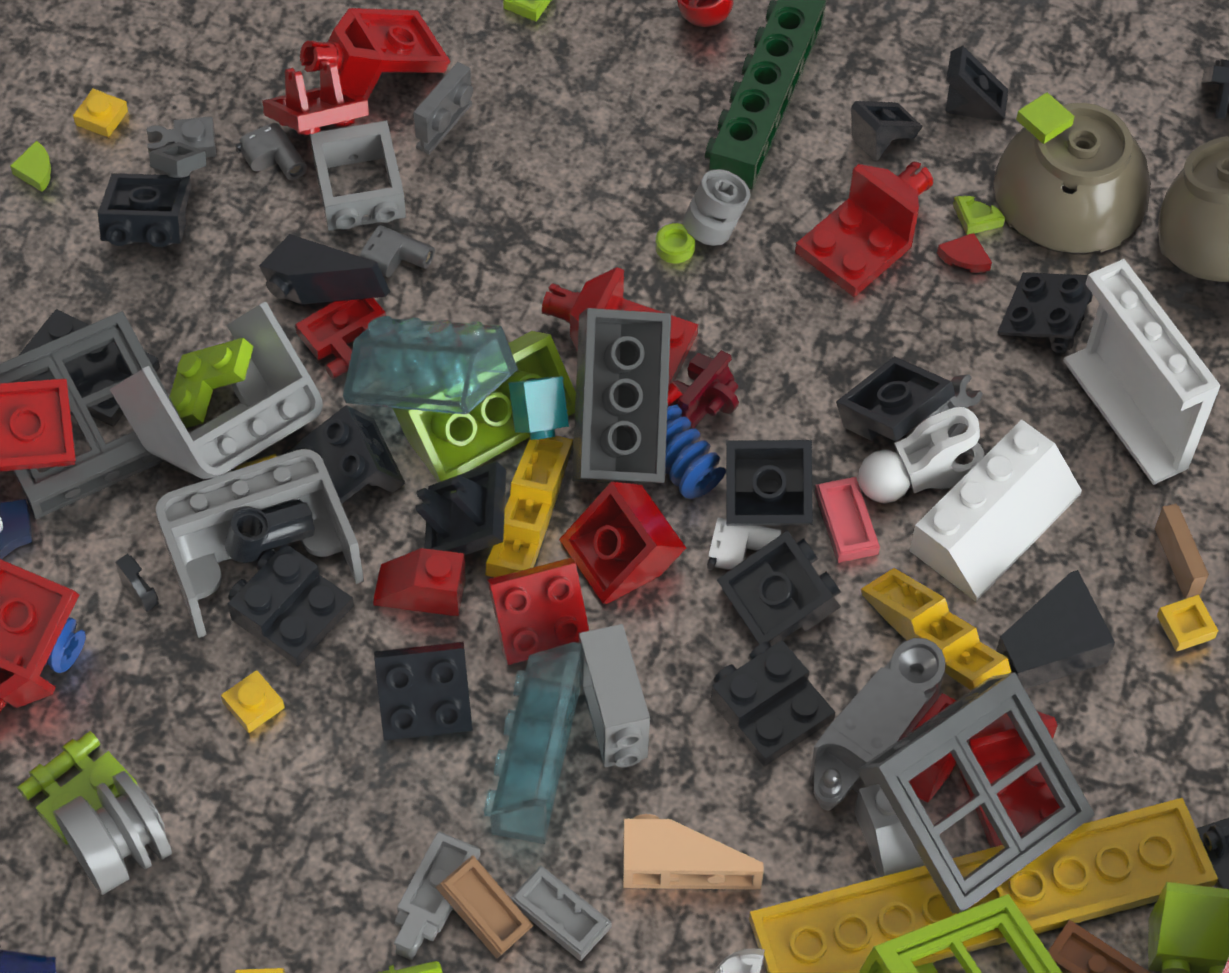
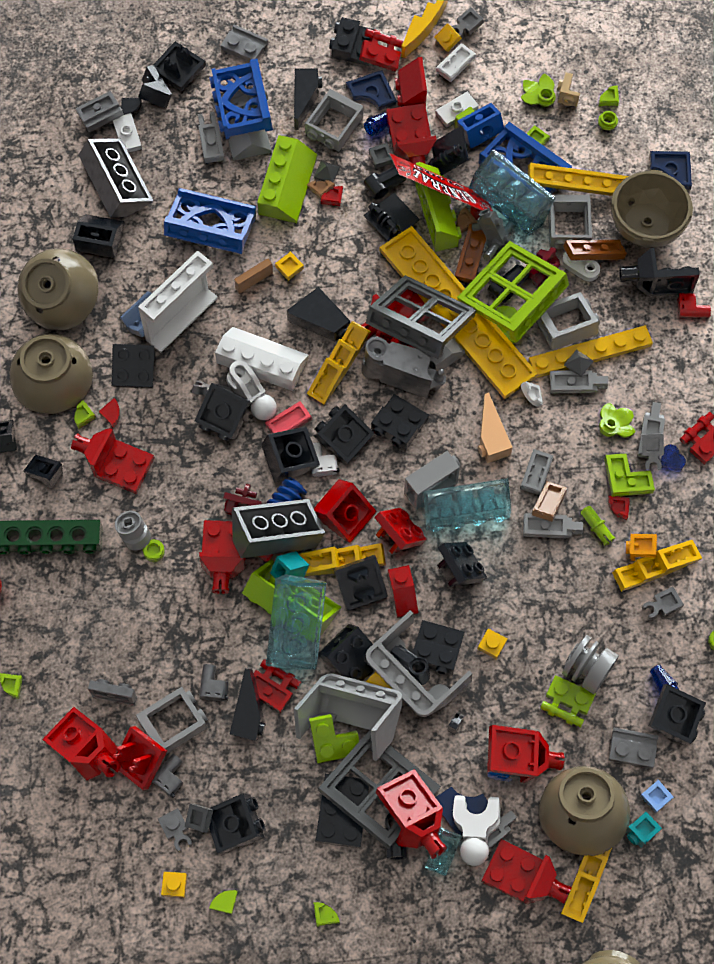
camera: 110 degrees left, 10 degrees up
(1045, 118) = (40, 376): lime tile -> none

